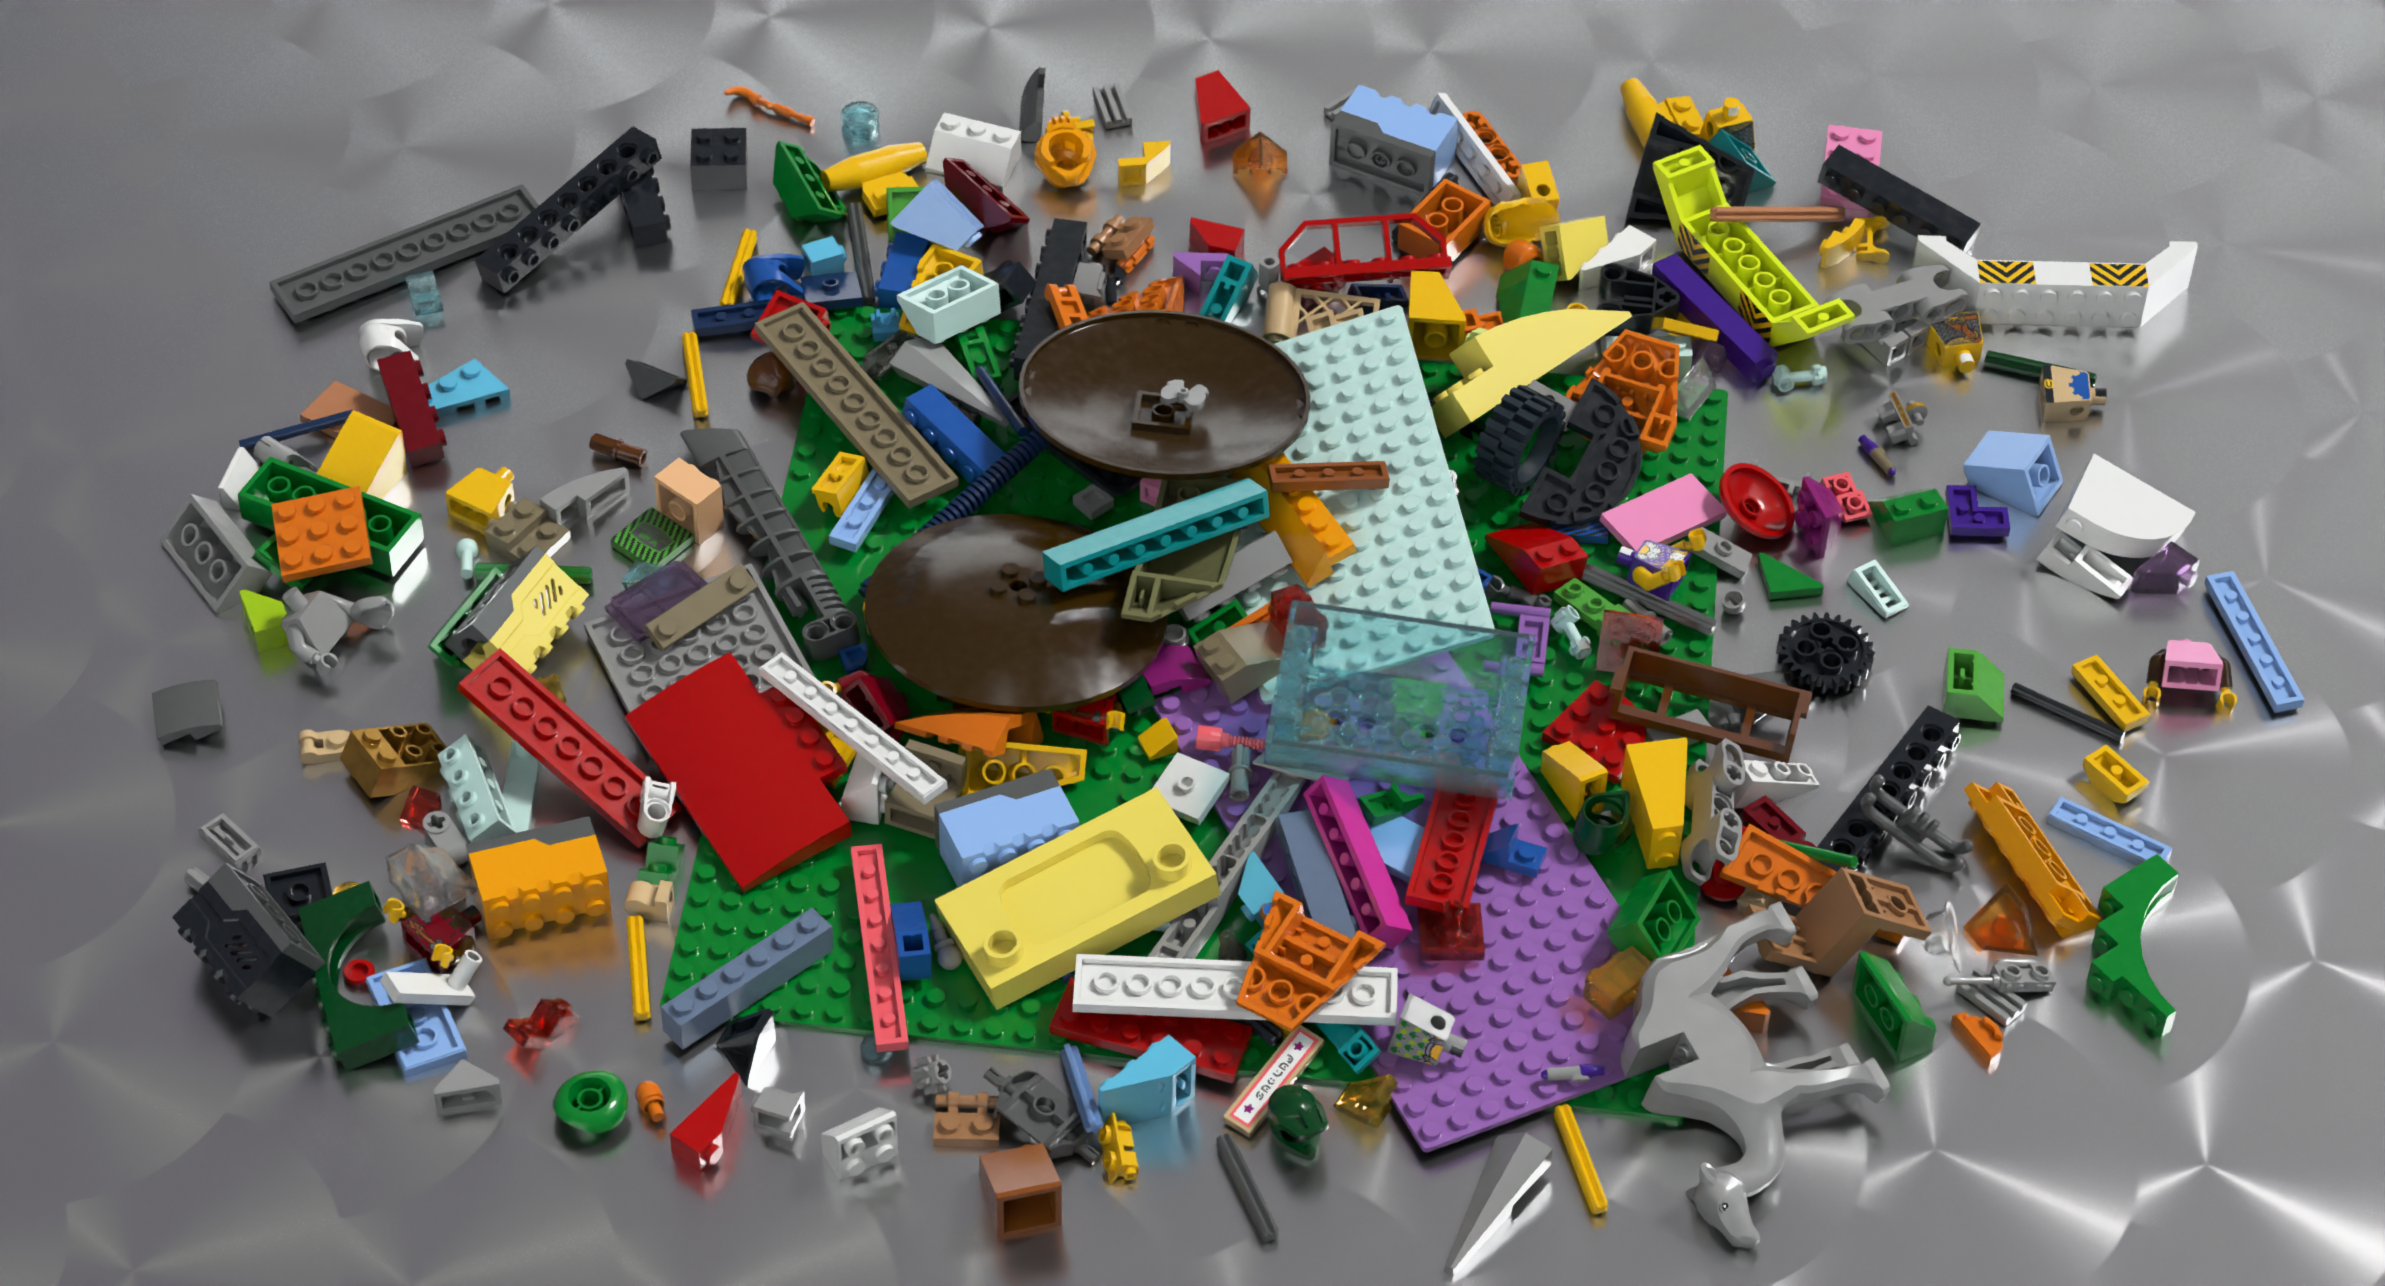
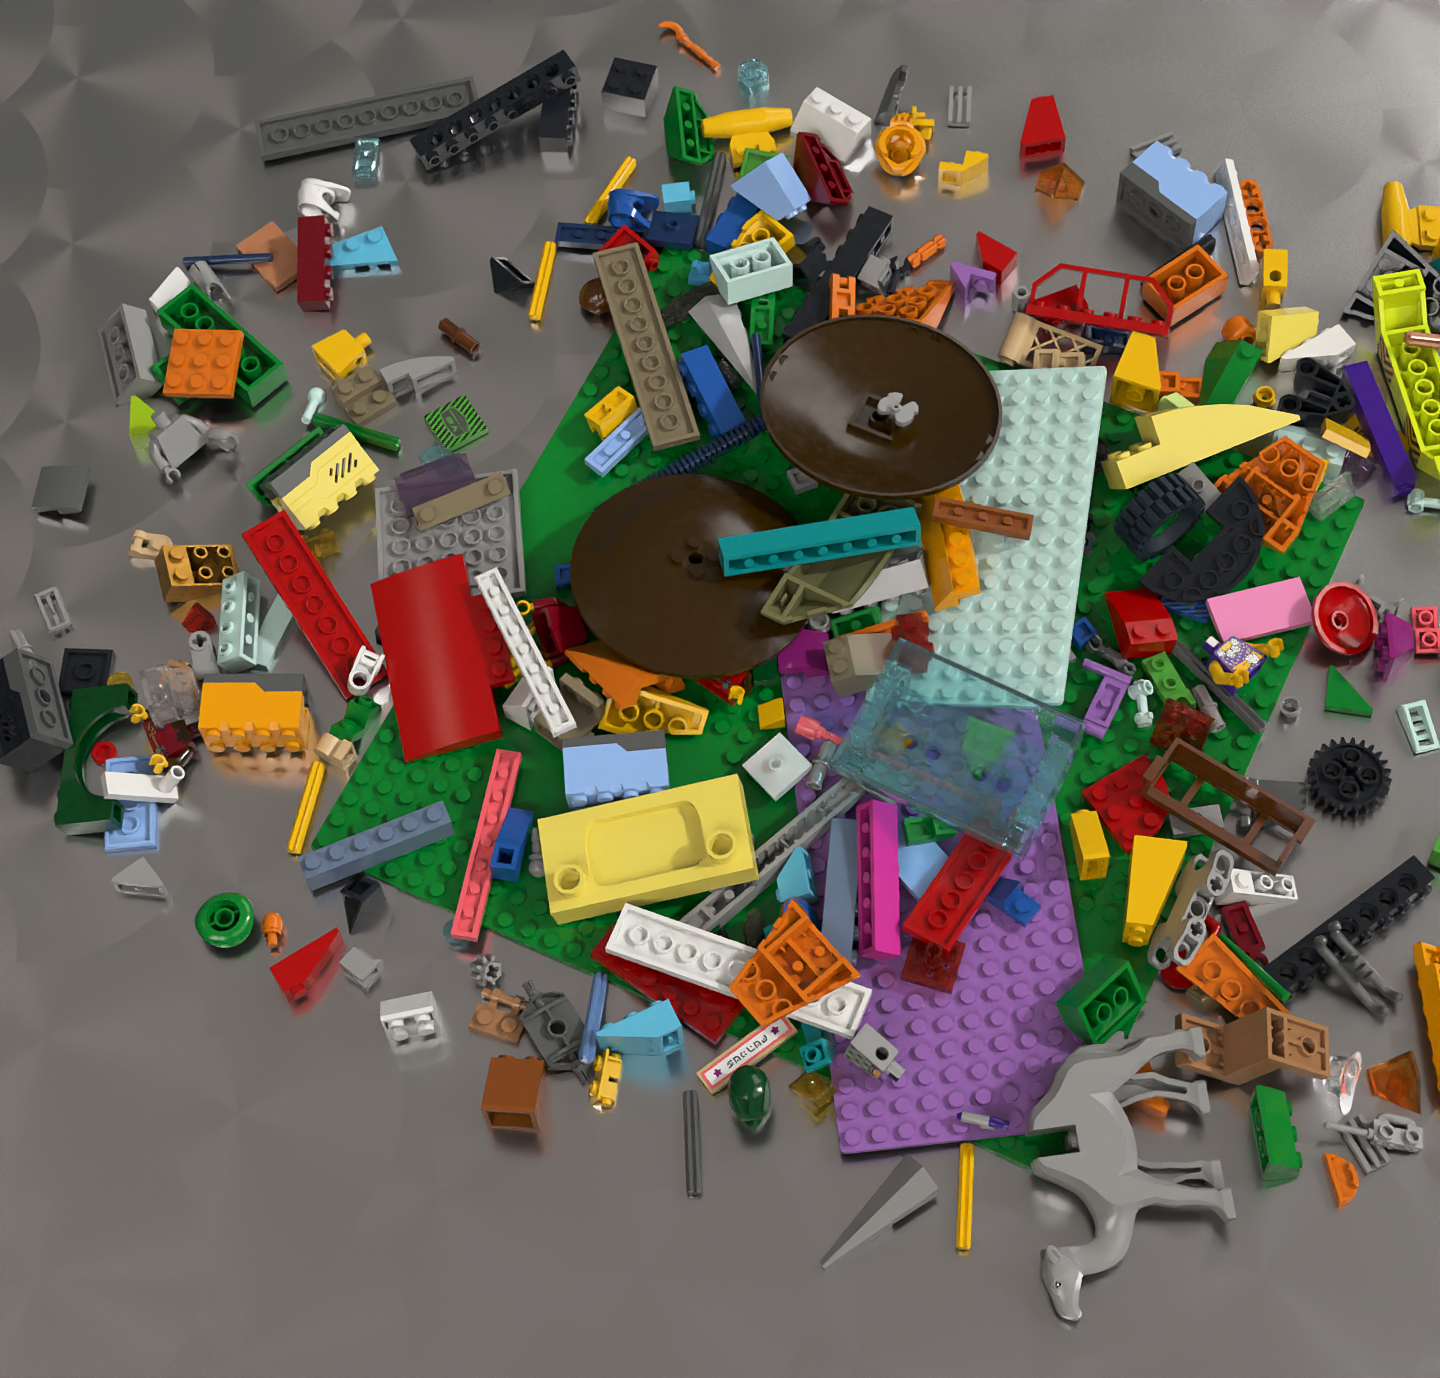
camera: 25 degrees right, 15 degrees up
(366, 456) = (262, 303): yellow slope -> none
(545, 1024) = (220, 838): clear red slope -> none
(690, 499) = (491, 399): light nougat brick -> none
(792, 562) = (543, 427): dark grey piece -> none
(1121, 239) = (925, 233): medium nougat plate -> none
(1230, 289) = (980, 312): teal slope -> none
(1518, 220) = (1245, 298): yellow hair -> none
(1603, 831) = (1096, 898): dark green helmet -> none
(1616, 983) = (1047, 1050): clear yellow brick -> none
(1724, 554) = (1299, 658): light grey plate -> none

